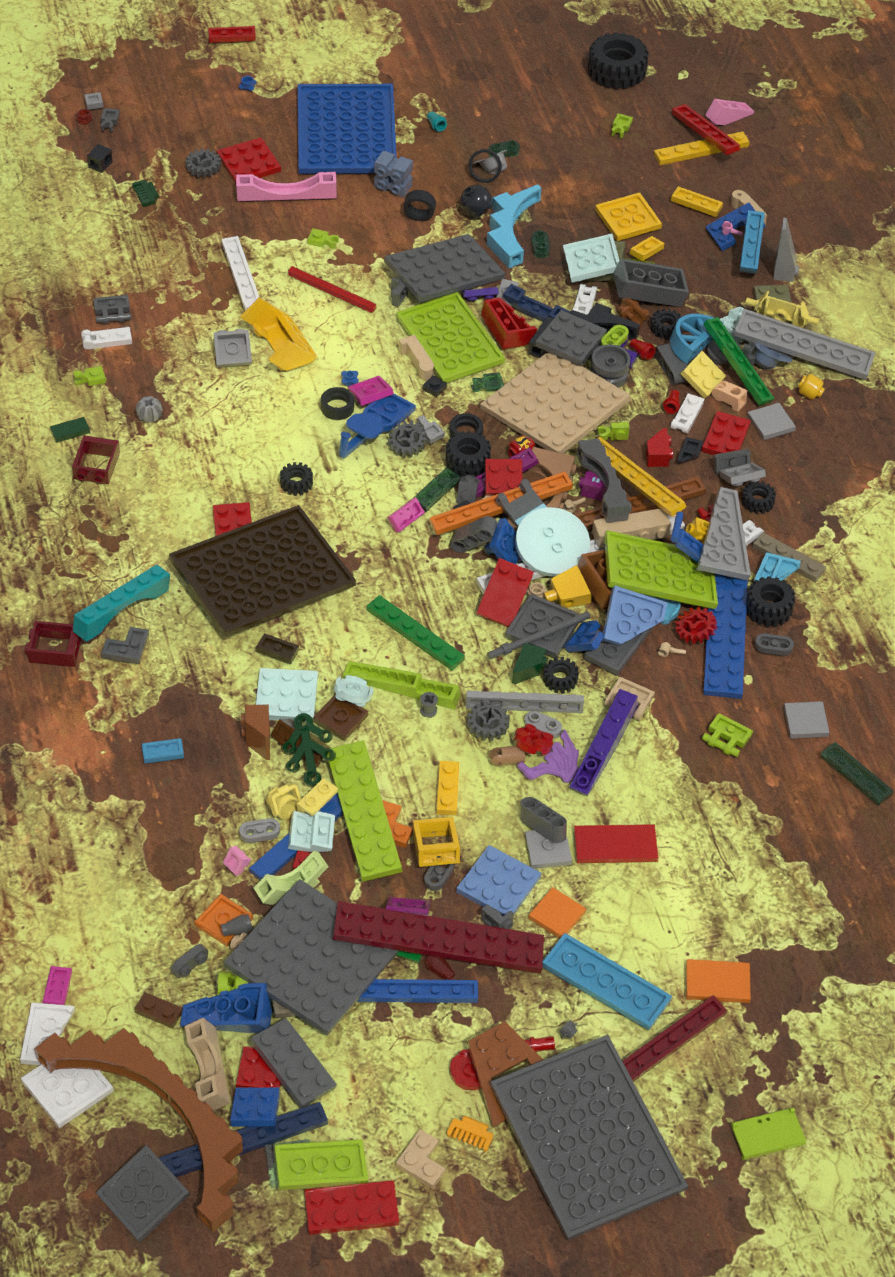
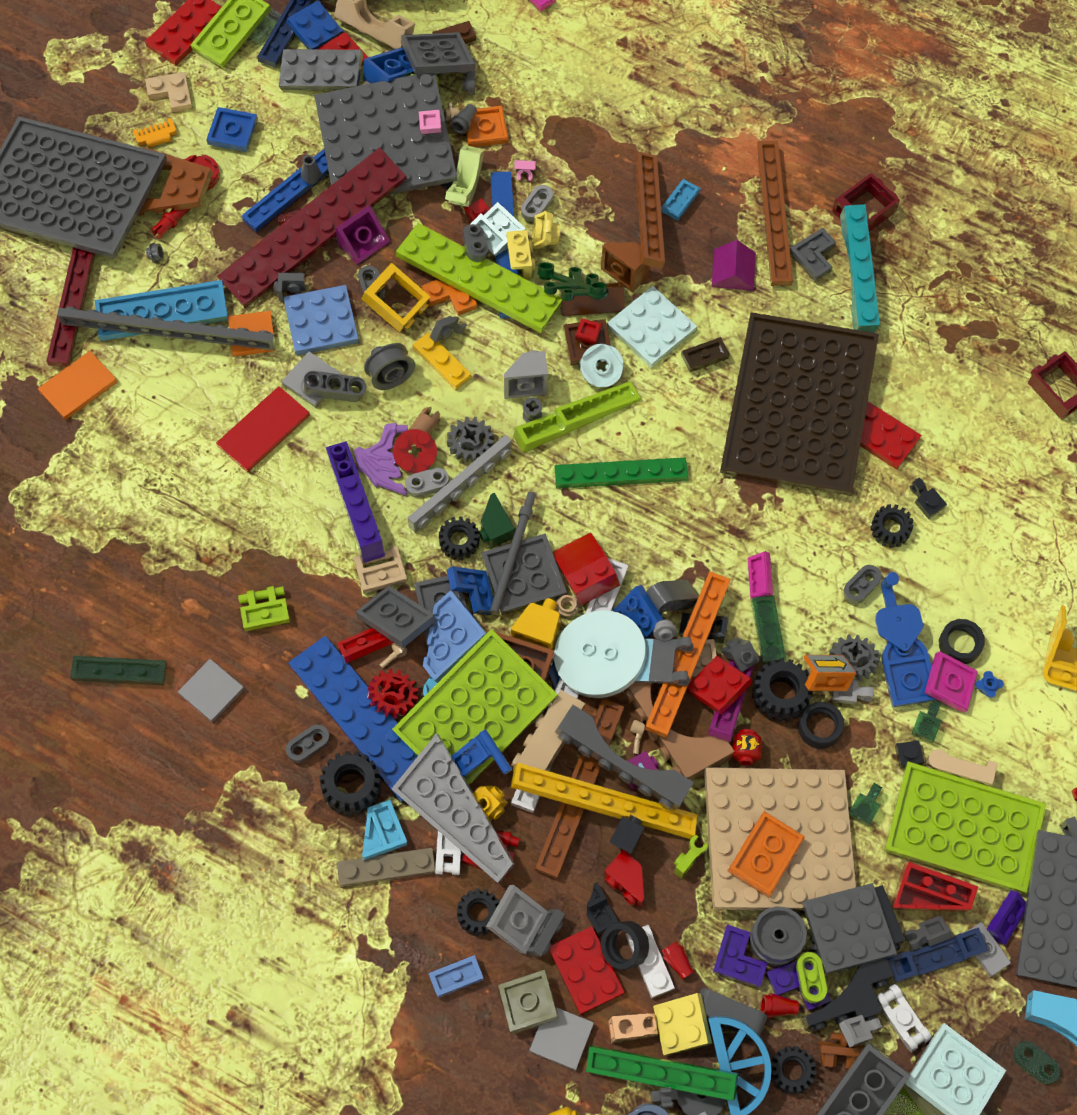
camera: 135 degrees right, 15 degrees up
(114, 692) = (774, 213): none -> dark orange plate
(189, 684) = (734, 266): none -> magenta slope
(200, 981) = (437, 53): none -> dark grey plate
(202, 741) = (649, 210): none -> dark orange plate
(255, 475) = (928, 501): none -> black plate
(277, 918) = (430, 121): none -> bright pink plate
(335, 715) = (588, 331): none -> red tile
(343, 823) = (475, 242): none -> dark grey plate
(353, 468) = (860, 585): none -> dark grey plate
(395, 977) = (310, 171): none -> dark grey cone
(408, 386) = (927, 723): none -> clear green plate
(410, 718) = (527, 376): none -> light grey slope
(411, 1078) = (232, 129): none -> blue plate
(426, 796) = (445, 327): none -> dark grey plate
(436, 430) = (829, 673): none -> orange panel
(493, 797) = (389, 366): none -> dark grey wheel
(505, 512) = (664, 630): none -> light grey plate
(528, 313) = (930, 931): none -> dark grey plate
(575, 392) = (766, 854): none -> orange tile
(619, 301) = (858, 1031): none -> light grey plate
(622, 952) = (171, 329): none -> dark grey plate
(642, 379) = (732, 961): none -> dark purple plate
(642, 451) = (628, 834): none -> black slope
(651, 656) = (396, 616): none -> dark grey plate
(676, 663) = (362, 644): none -> red plate
(703, 415) = (609, 947): none -> black tyre
(774, 440) = (528, 1002): none -> olive plate
(802, 481) = (456, 976): none -> medium blue plate

